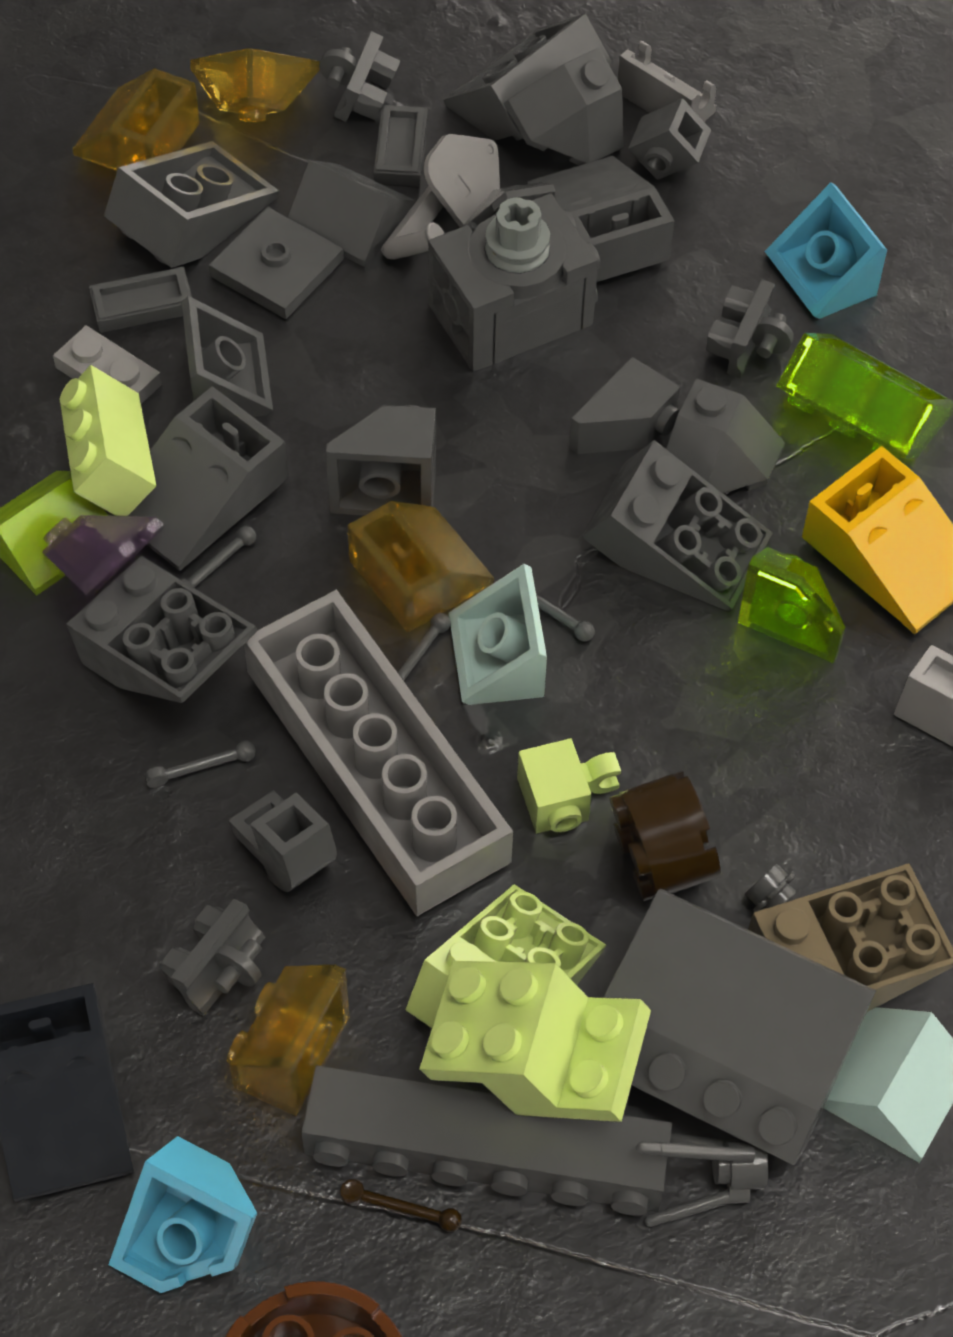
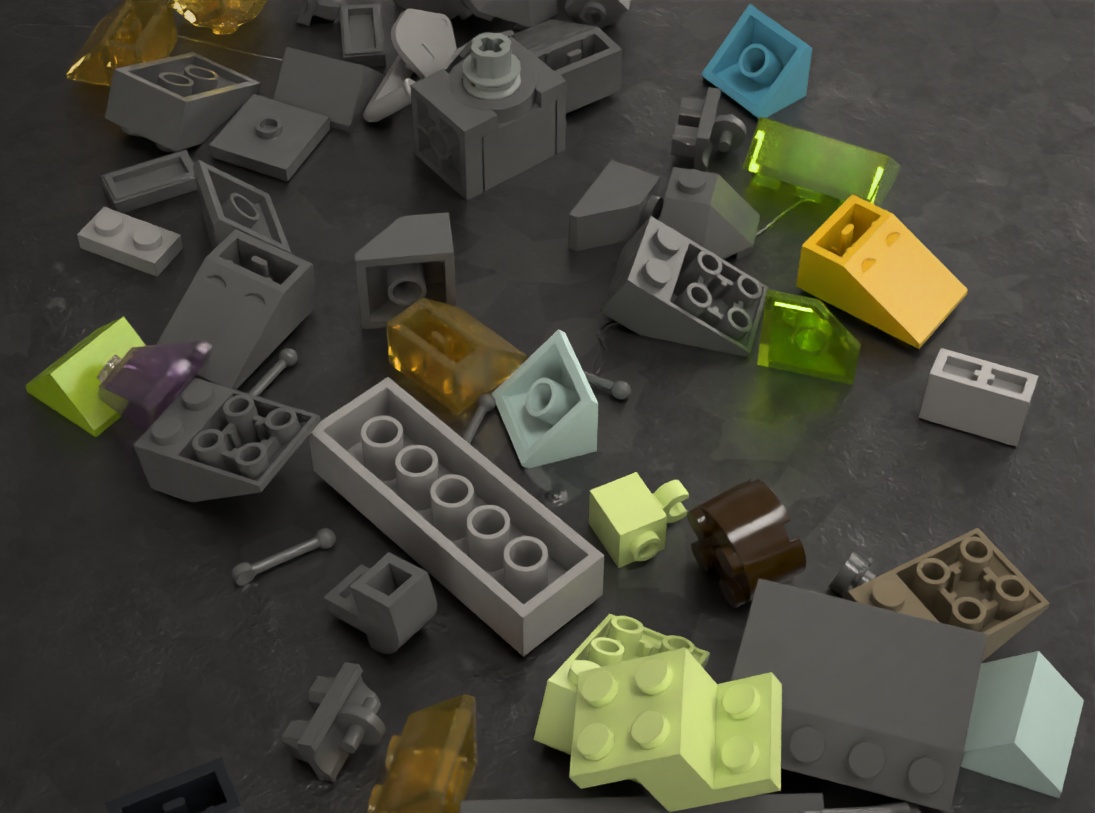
camera: 10 degrees left, 10 degrees down
(106, 442) = (143, 289): yellowish green brick -> none

